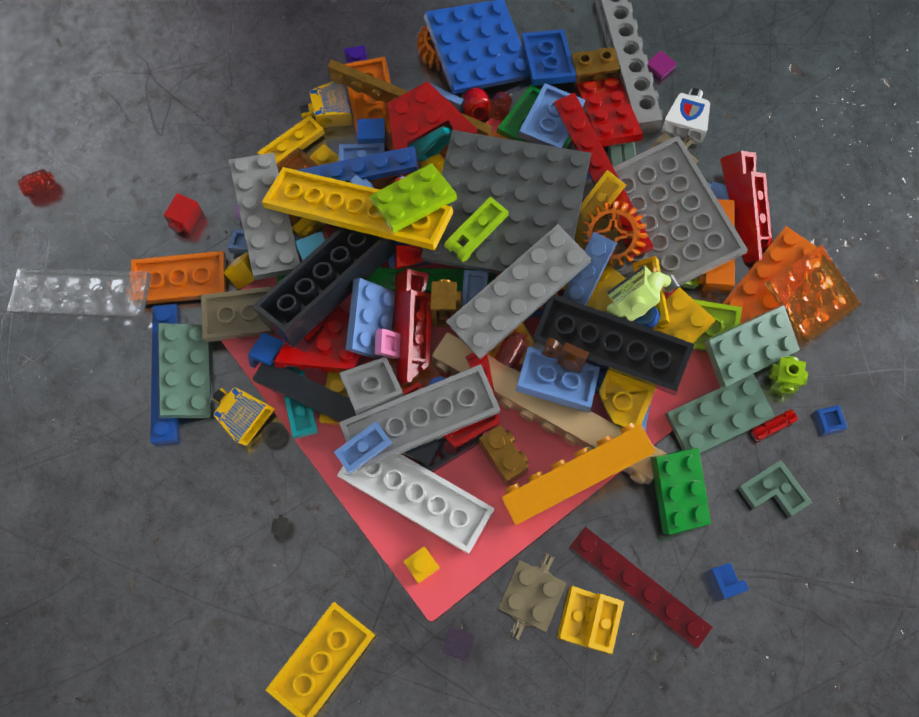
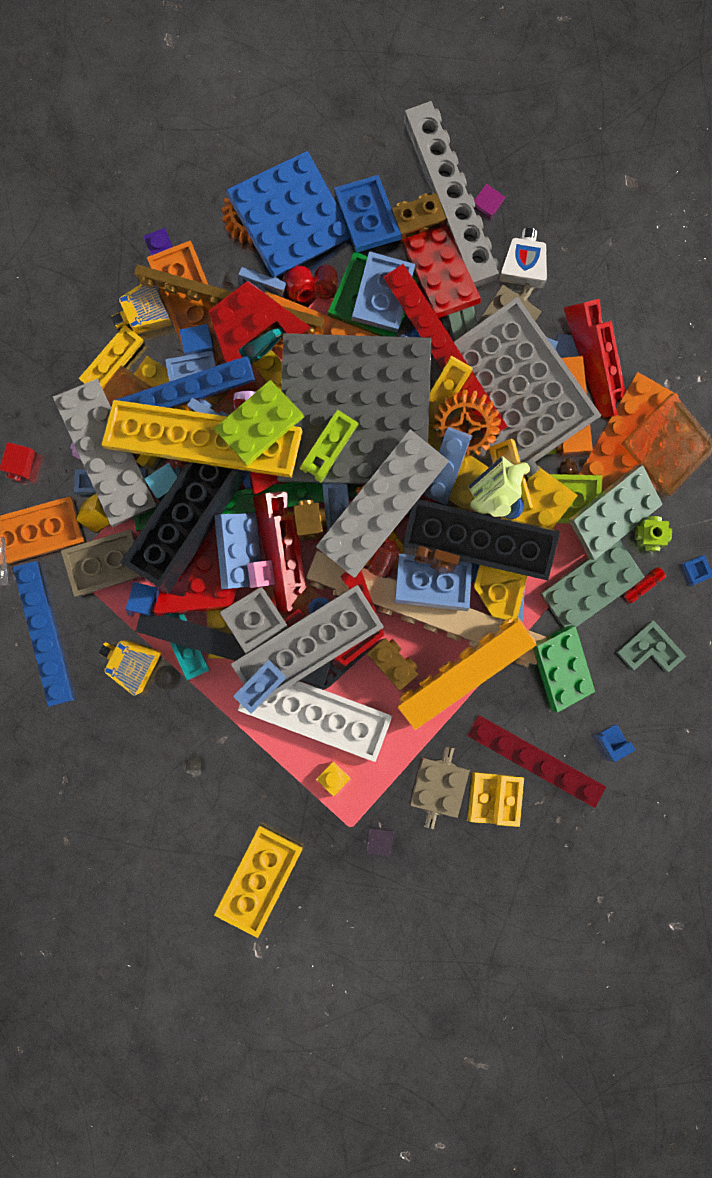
camera: 15 degrees left, 15 degrees up
(183, 372) = (62, 630): sand green plate -> none

